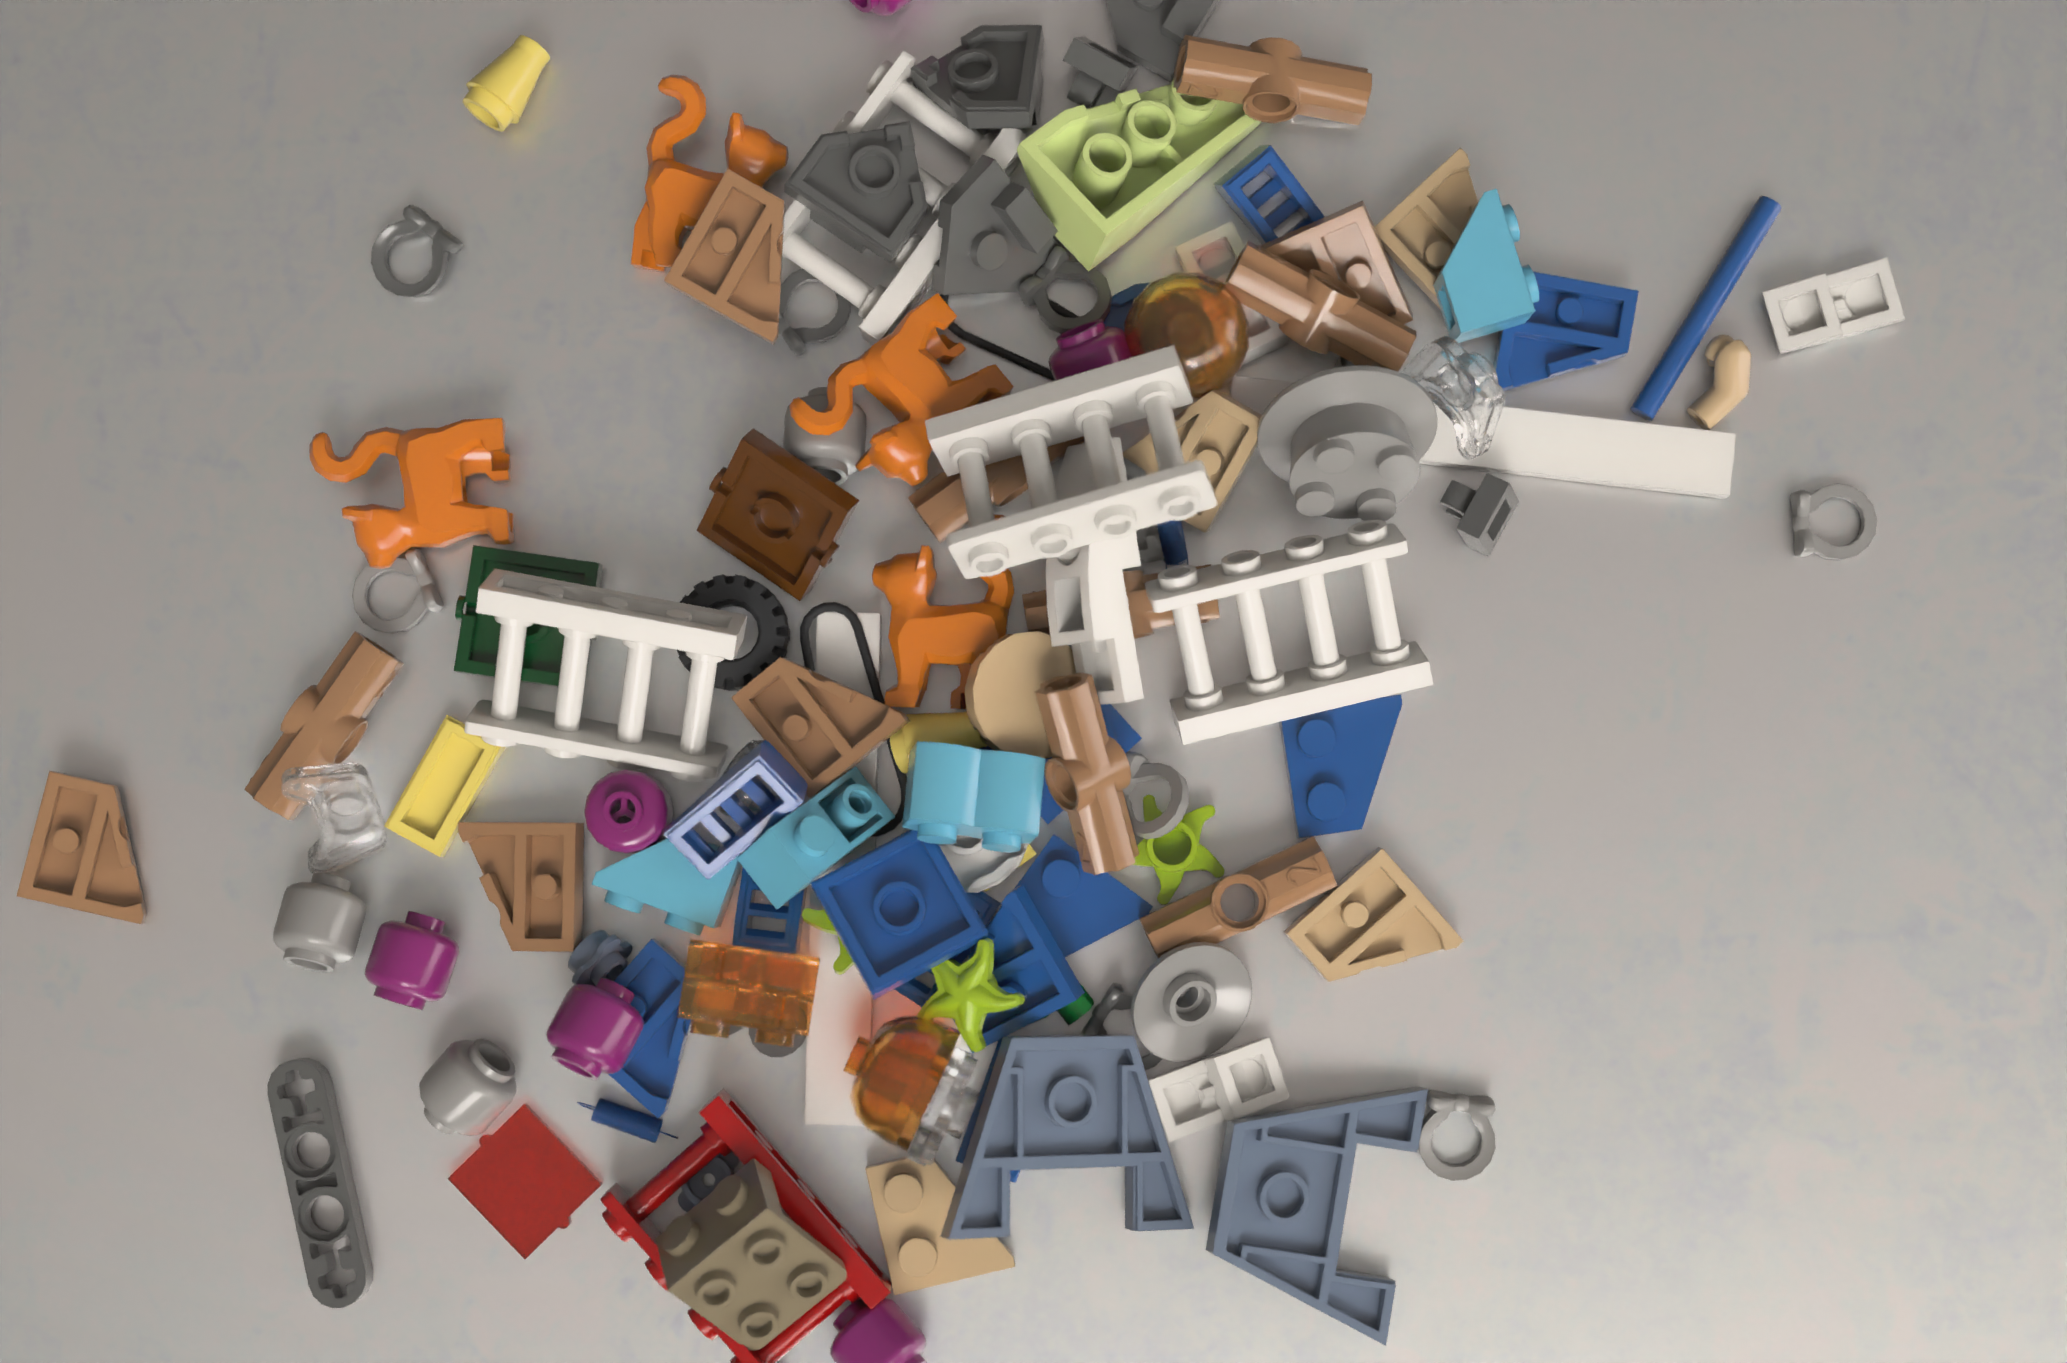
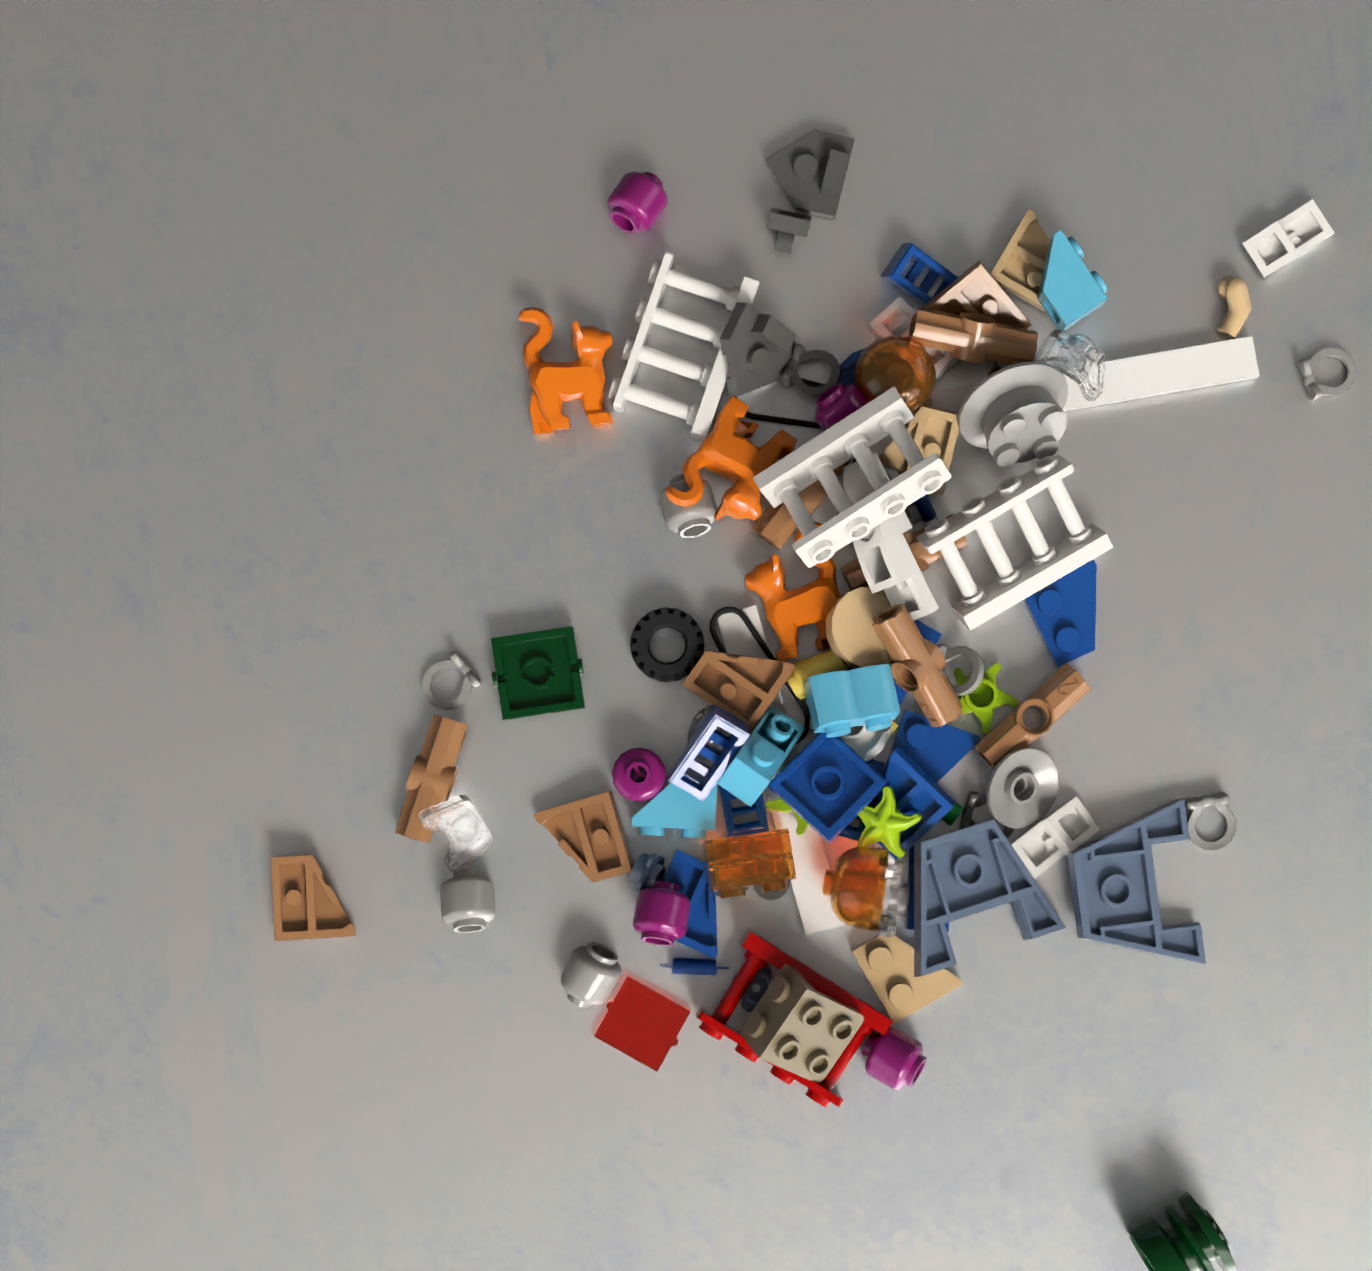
camera: 15 degrees left, 0 degrees up
(308, 1184) = (511, 1064): dark grey beam -> none
(412, 961) = (532, 907): magenta head -> none
(434, 484) = (453, 604): orange animal -> none
(442, 244) = (412, 456): dark grey piece -> none
(443, 787) = (517, 793): light yellow tile -> none
(504, 86) = (421, 345): light yellow cone -> none
(643, 626) = (615, 657): white fence -> none
(736, 256) = (603, 411): medium nougat wing -> none
(776, 514) = (675, 563): reddish brown plate -> none
(797, 337) = (650, 449): dark grey piece -> none
(863, 187) = (668, 344): dark grey plate -> none
(989, 78) = (721, 252): dark grey plate -> none
(1124, 162) = (824, 276): yellowish green wedge -> none
(1272, 80) = (899, 201): medium nougat piece -> none
(1370, 922) = (1117, 705): tan wing -> none
(1481, 513) = (1110, 431): dark grey tile -> none
(1570, 330) = (1132, 301): blue wing -> none
(1706, 308) = (1210, 263): blue bar -> none

